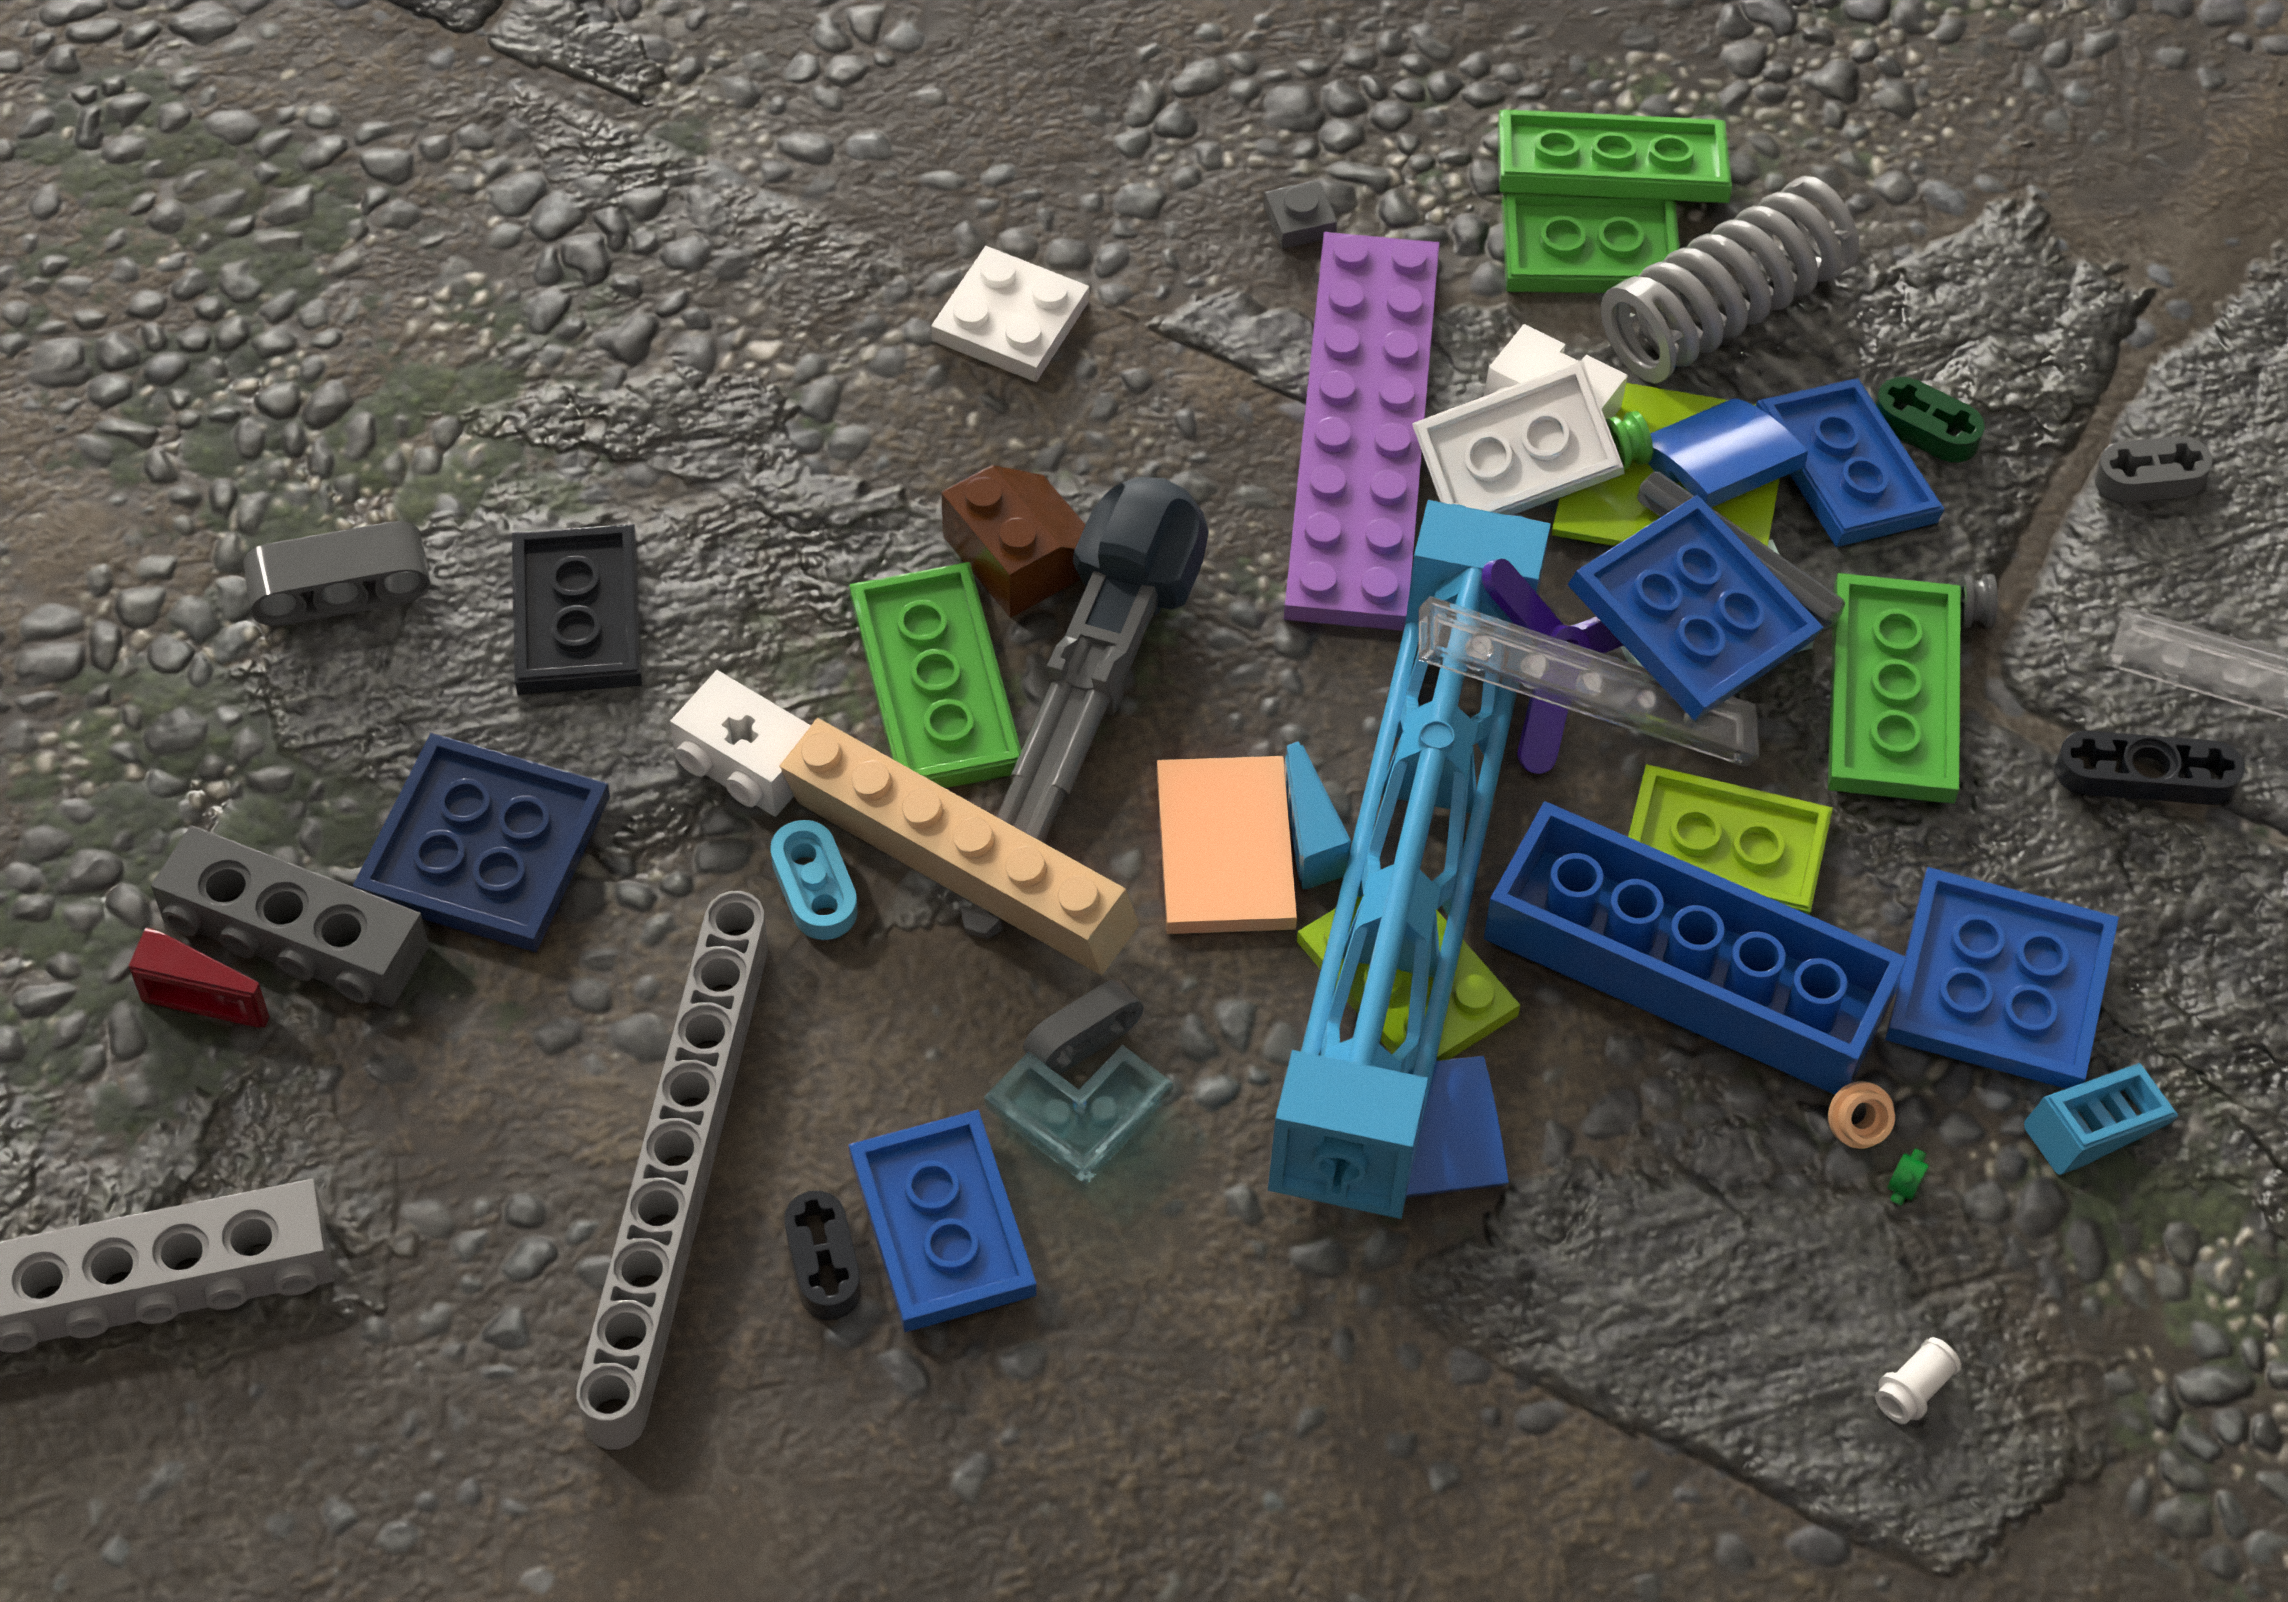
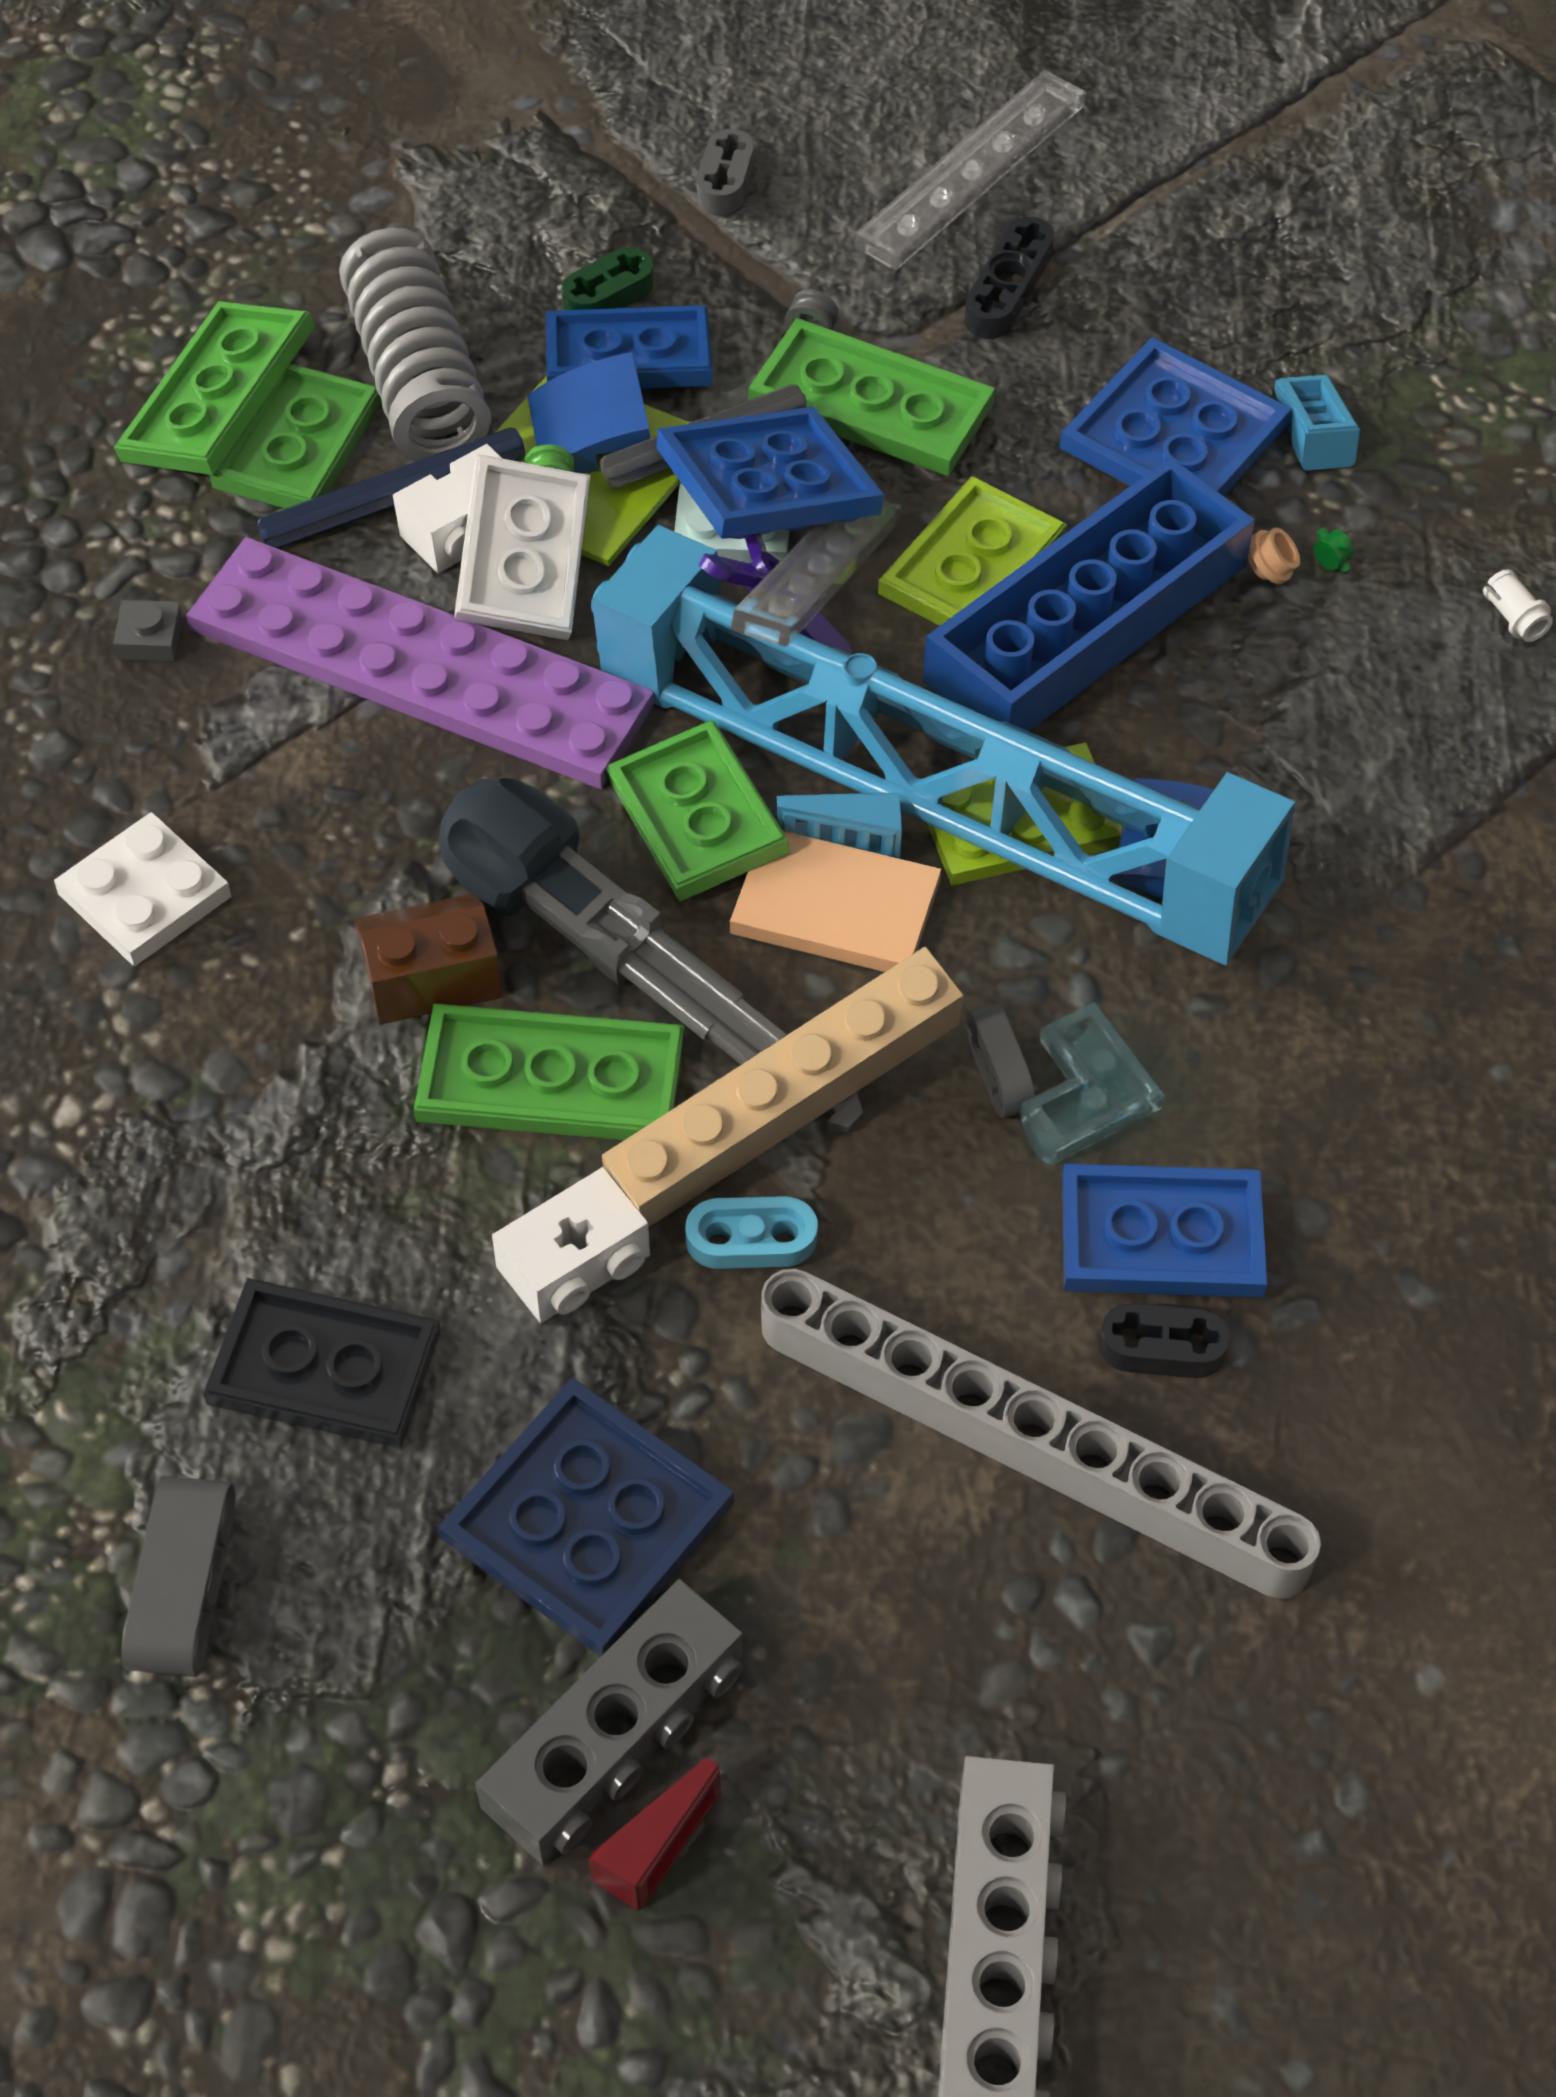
camera: 70 degrees left, 0 degrees up
(1277, 692) = (697, 810): none -> bright green tile
(1527, 308) = (373, 493): none -> dark blue axle

